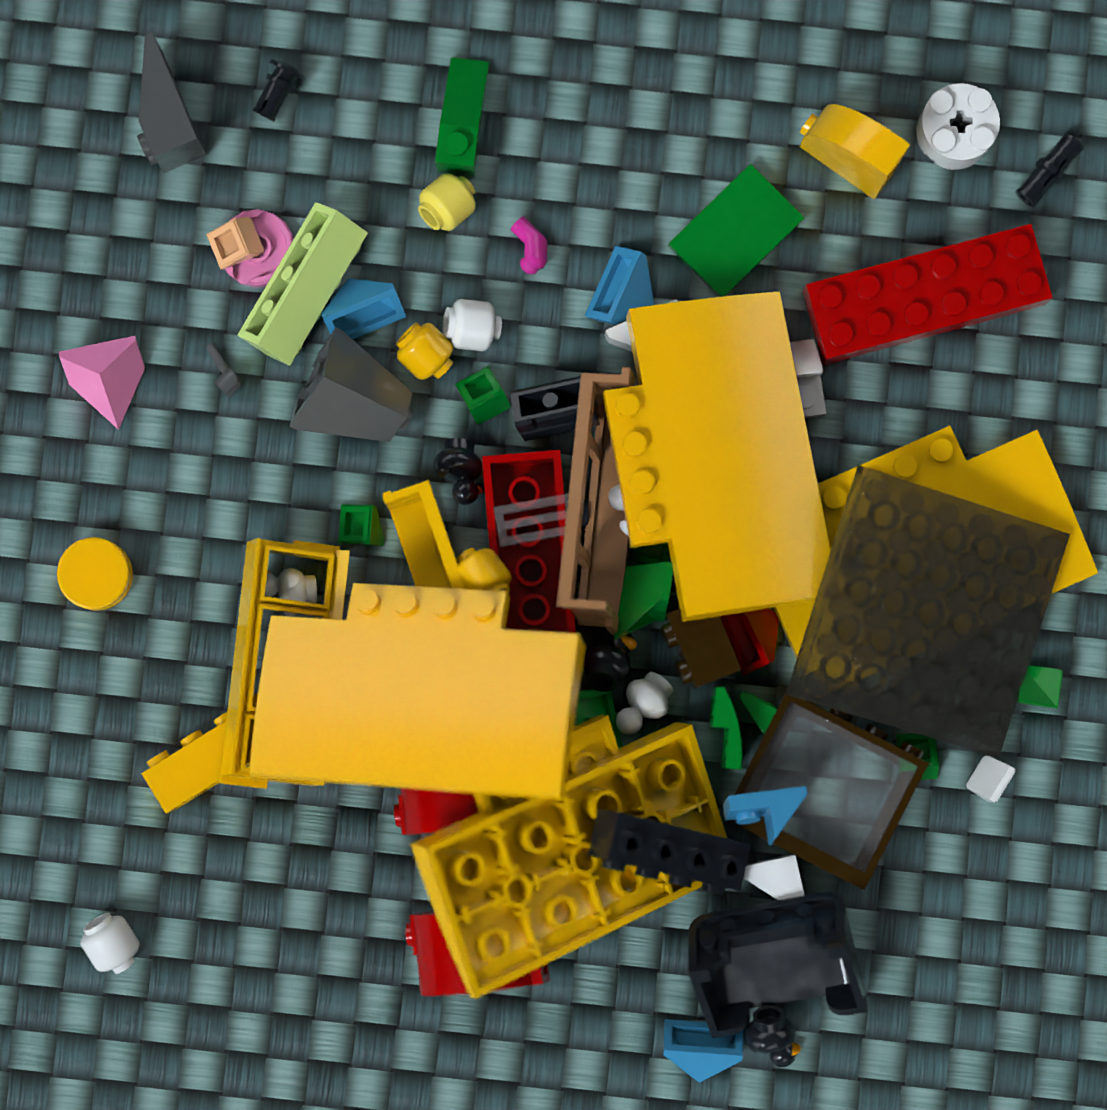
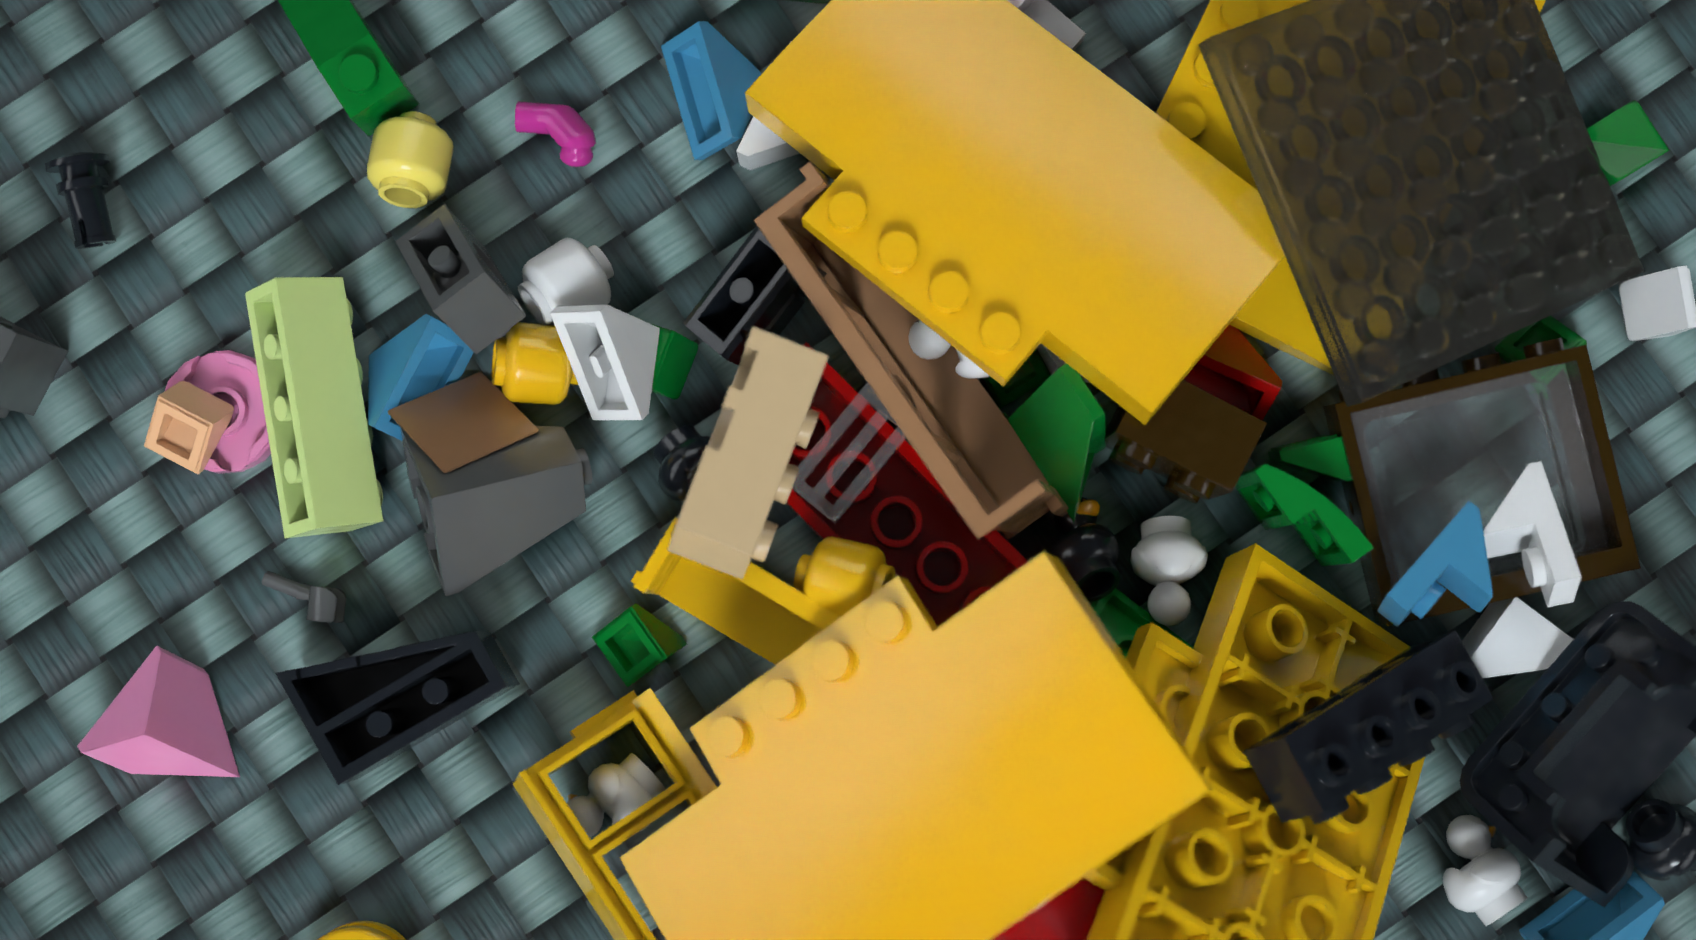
camera: 40 degrees left, 0 degrees up
(224, 455) = (395, 698): none -> black wedge
(367, 350) = (462, 422): none -> medium nougat sticker
(422, 281) = (460, 279): none -> dark grey brick
(461, 379) = (610, 358): none -> white slope
(485, 481) = (749, 455): none -> tan wedge
(670, 978) = (1491, 878): none -> white animal
(825, 823) = (1532, 524): none -> white slope

